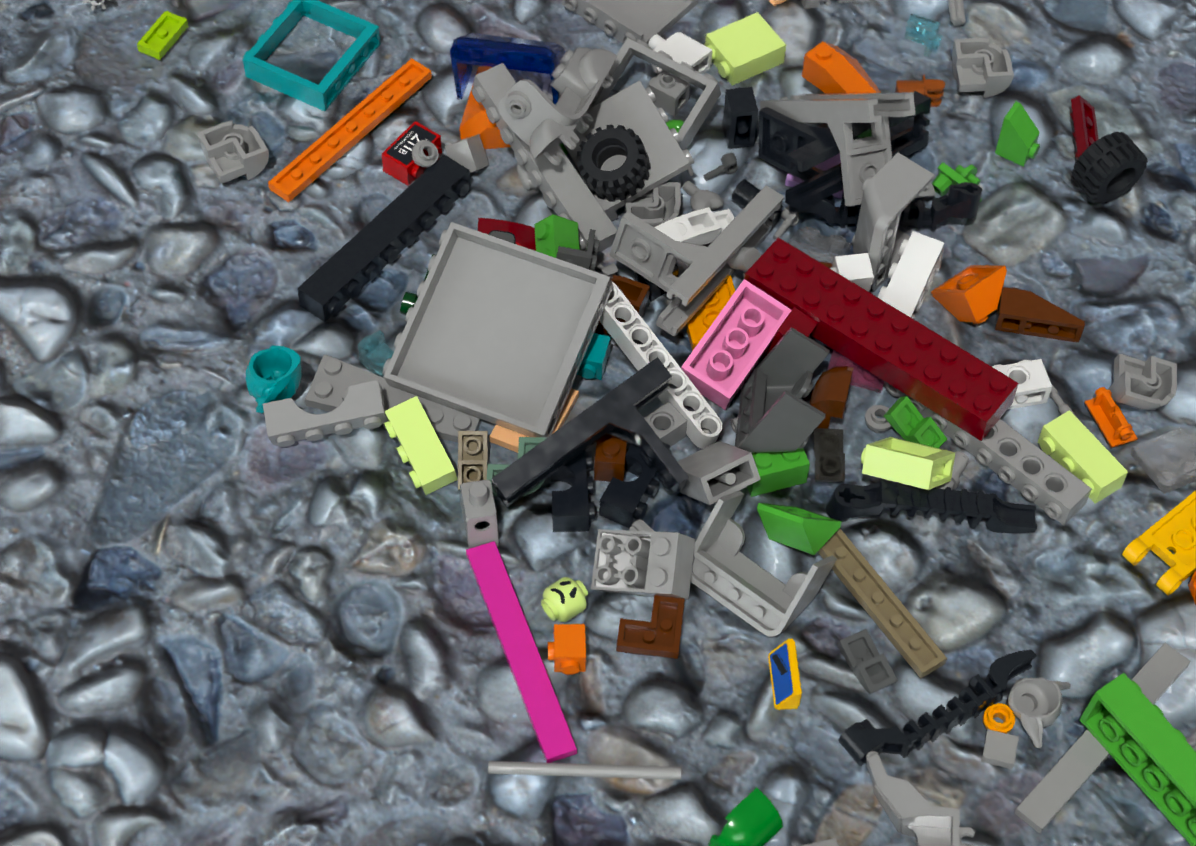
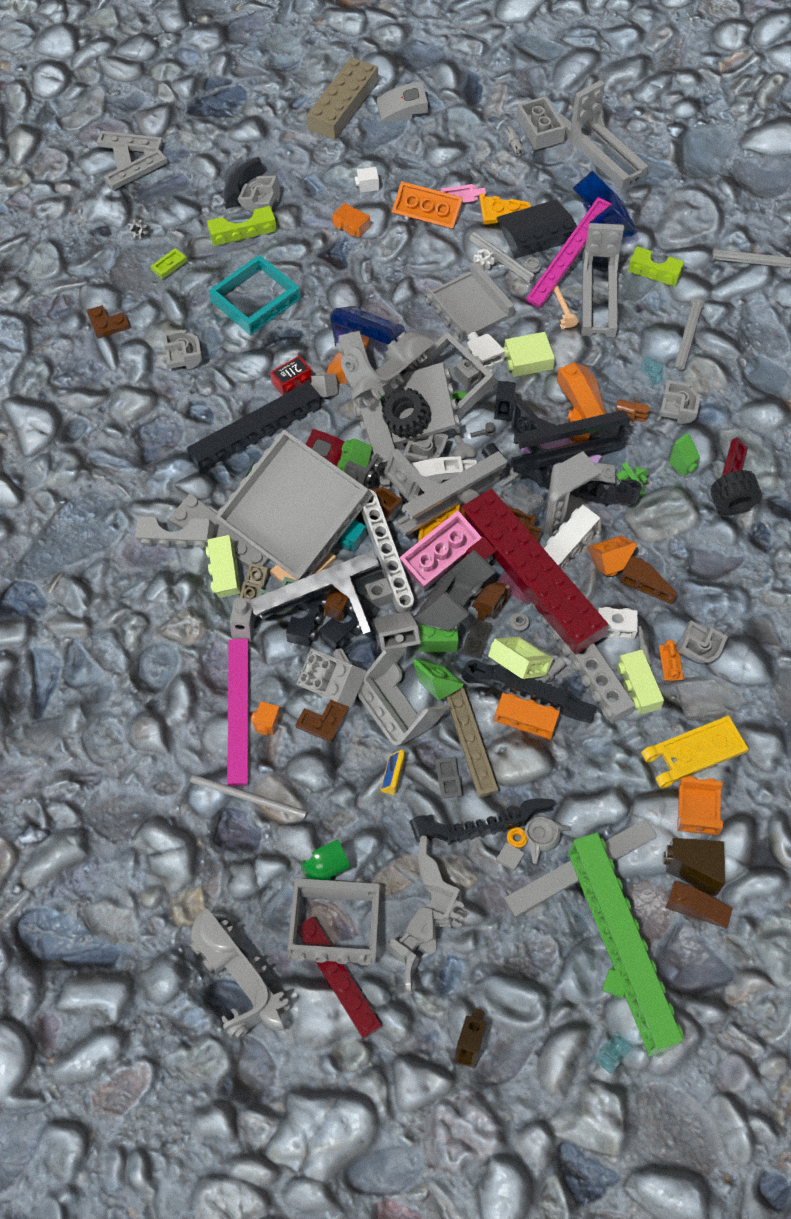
camera: 20 degrees right, 5 degrees up
(96, 145) = (106, 325): none -> reddish brown plate
(273, 375) = (152, 499): teal helmet -> none
(349, 130) = (259, 351): orange plate -> none
(374, 352) = (219, 497): clear light blue bracket -> none
(420, 158) = (292, 382): light grey plate -> none
(564, 599) = (275, 686): yellowish green head -> none
(839, 110) = (561, 413): light grey piece -> none
(855, 268) = (534, 522): white brick -> none
(912, 426) = (538, 633): bright green slope -> none
(944, 544) = (526, 715): none -> orange brick

